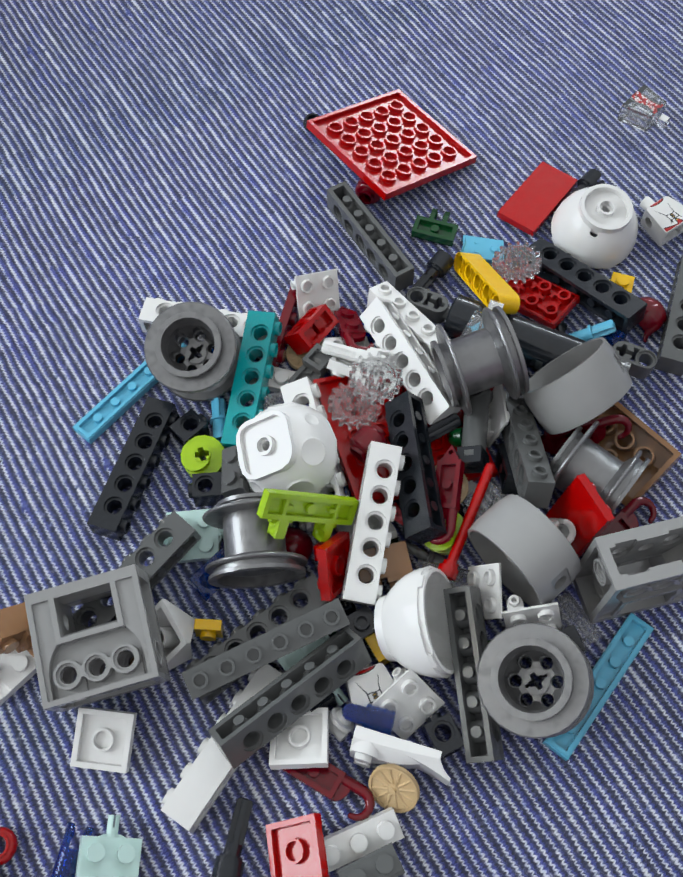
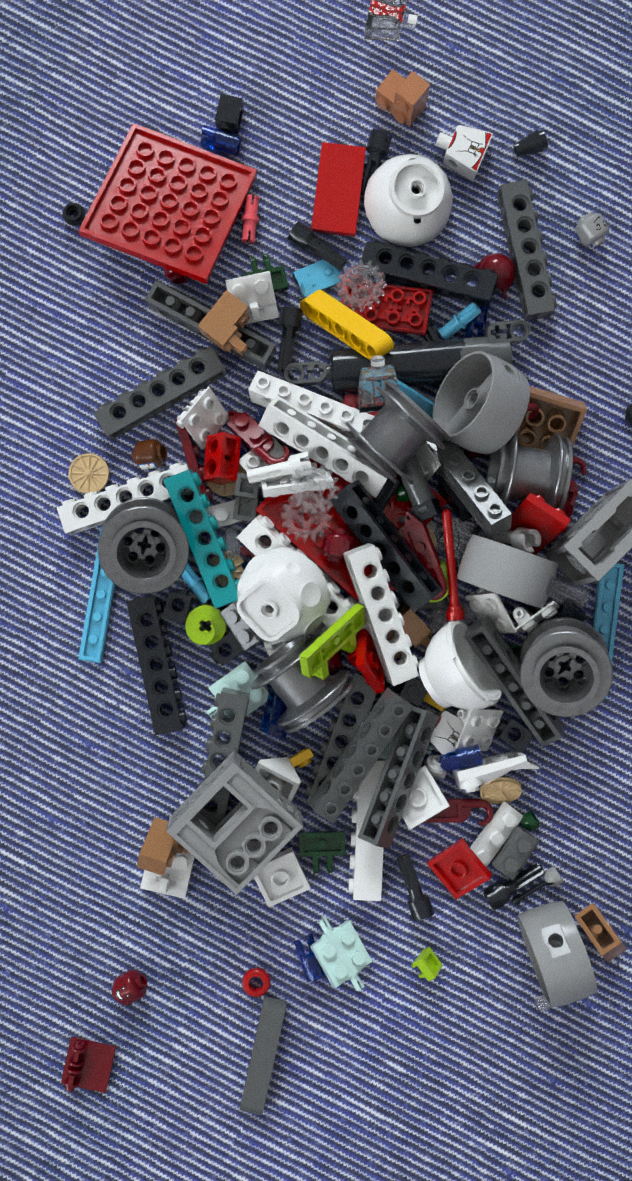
camera: 30 degrees left, 25 degrees up
(170, 733) = (322, 844): none -> dark green hinge
(193, 290) = (88, 473): none -> tan wheel
(252, 299) = (149, 454): none -> reddish brown head
(285, 263) = (154, 404): none -> dark grey brick
(380, 228) = (223, 321): none -> medium nougat hinge
(408, 848) = (530, 821): none -> dark green hinge
(417, 233) = (257, 294): none -> white hinge
(450, 185) = (250, 219): none -> coral pin
(461, 129) = (221, 140): none -> clear blue hinge
(477, 114) = (229, 113): none -> black brick
(488, 217) = (304, 239): none -> black piece
(623, 280) = (458, 248): yellow plate -> none
(630, 160) = (403, 96): none -> nougat brick

